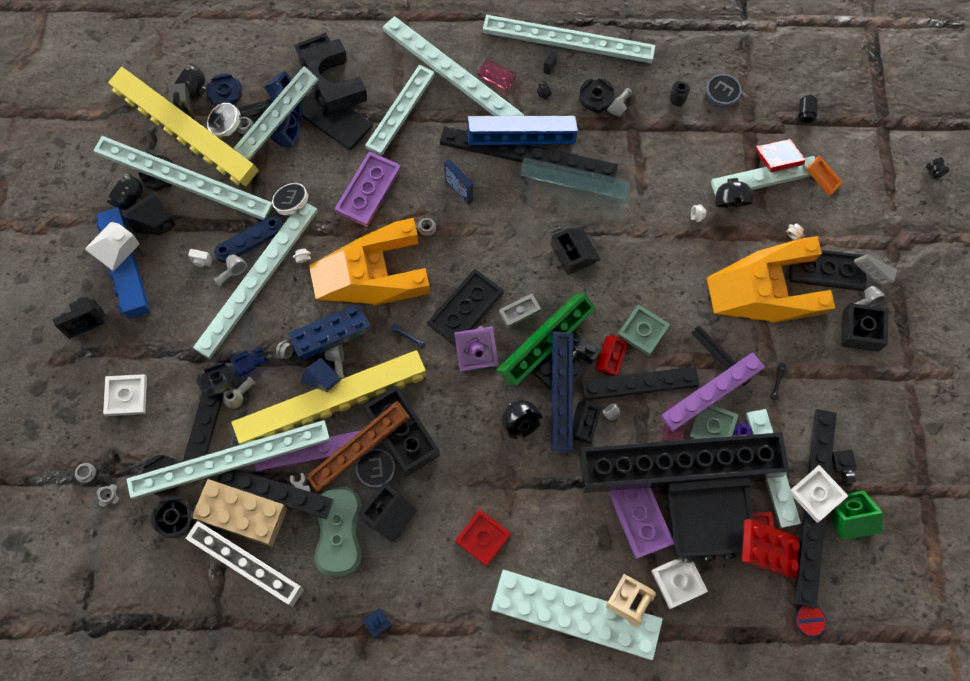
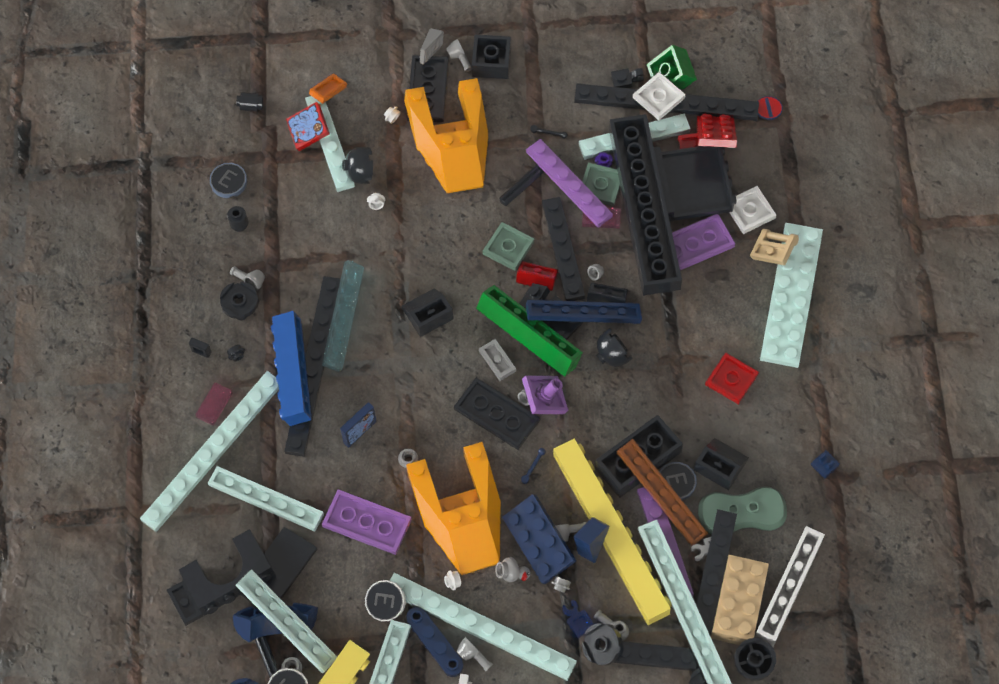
camera: 90 degrees left, 5 degrees down
(302, 303) = (510, 571): none -> light grey animal
(569, 39) = (167, 333): light aqua plate -> none

